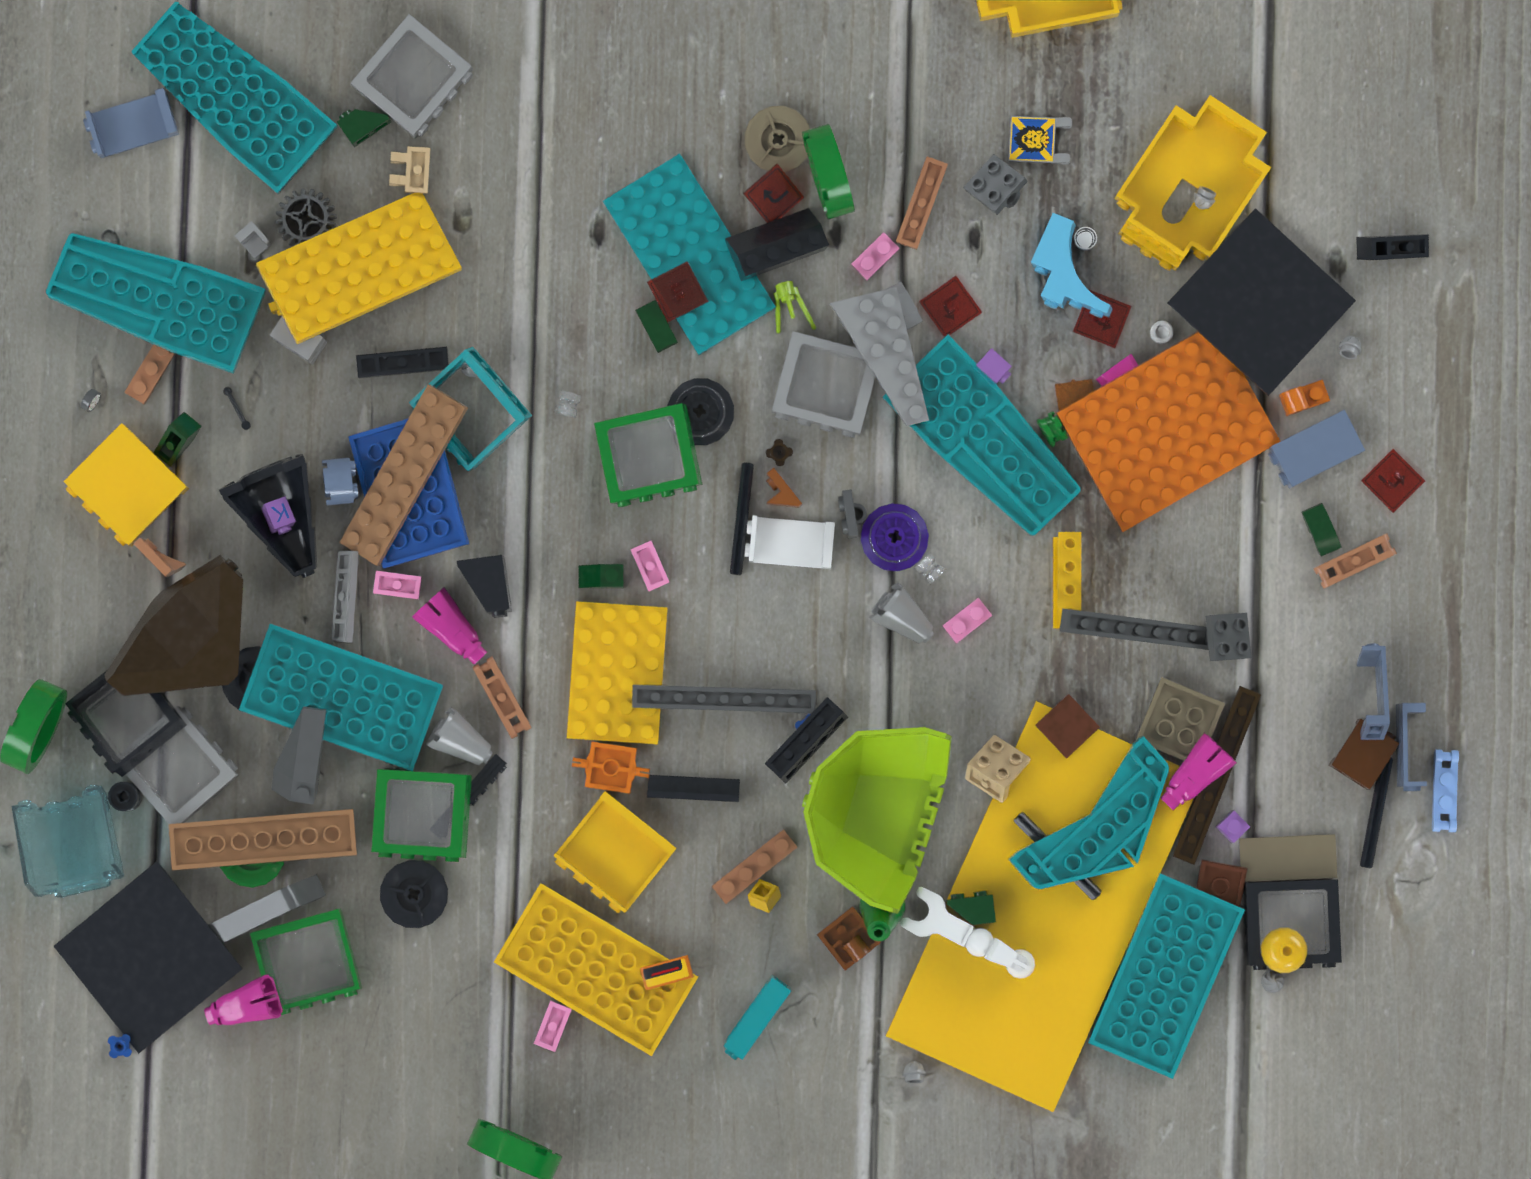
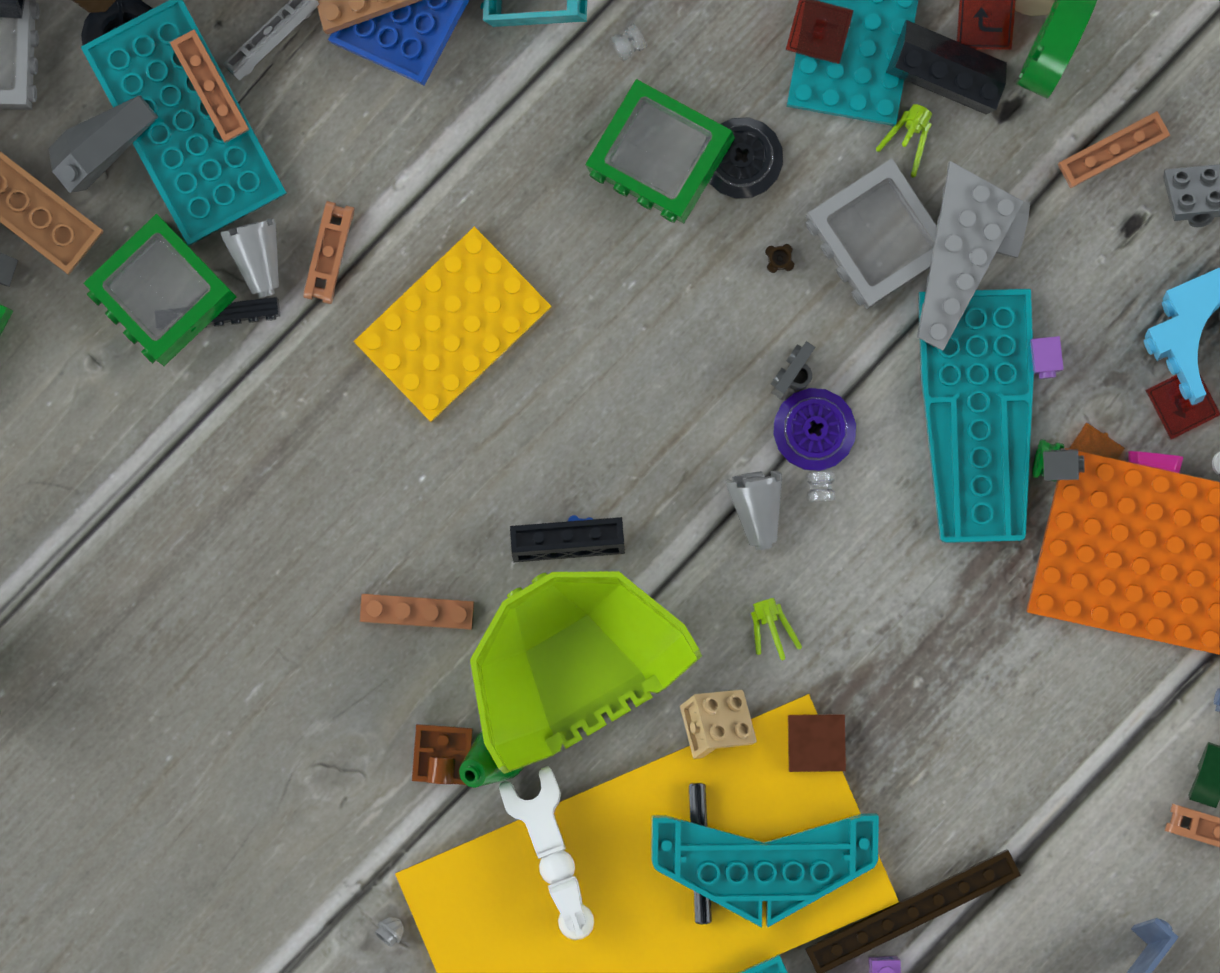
camera: 40 degrees right, 0 degrees up
(339, 662) = (209, 86): none -> nougat plate
(397, 585) = (327, 66): bright pink plate -> none
(397, 886) = (77, 338): black piece -> none
(448, 624) = (341, 142): dark pink piece -> none
(489, 583) = (410, 137): black slope -> none
(552, 1026) = (103, 589): bright pink plate -> none
(591, 969) = (189, 574): yellow plate -> none
(601, 576) = (518, 225): dark green slope -> none
(611, 767) = (368, 404): orange plate -> none
(614, 853) = (301, 484): yellow panel -> none
(650, 566) = (569, 254): bright pink plate -> none
(656, 326) = (772, 45): dark green slope -> none
(666, 972) = (248, 634): slope -> none
(693, 788) = (426, 490): black fence -> none
(723, 698) = (526, 433): dark grey plate -> none
(741, 518) = (691, 287): black axle -> none
(756, 1018) = (288, 751): teal window -> none
(764, 895) = (401, 646): yellow slope -> none
(786, 496) = (749, 302): dark orange slope -> none
(790, 542) = (715, 348): white panel -> none
(875, 256) = (1027, 160): bright pink plate -> none
(950, 306) = (1054, 267): clear red piece -> none
(967, 620) = (812, 564): bright pink plate -> none
(967, 674) = (767, 612): none -> lime plant
(974, 909) = (579, 832): dark green slope -> none
(1062, 426) = (1062, 464): none -> dark grey brick
(1066, 574) = (938, 609): yellow panel -> none
(1133, 629) = (960, 711): dark grey plate -> none
(1178, 718) = (924, 833): dark tan plate -> none
(1200, 768) = (902, 893): dark pink piece -> none
(1228, 636) = (1038, 795): dark grey plate -> none

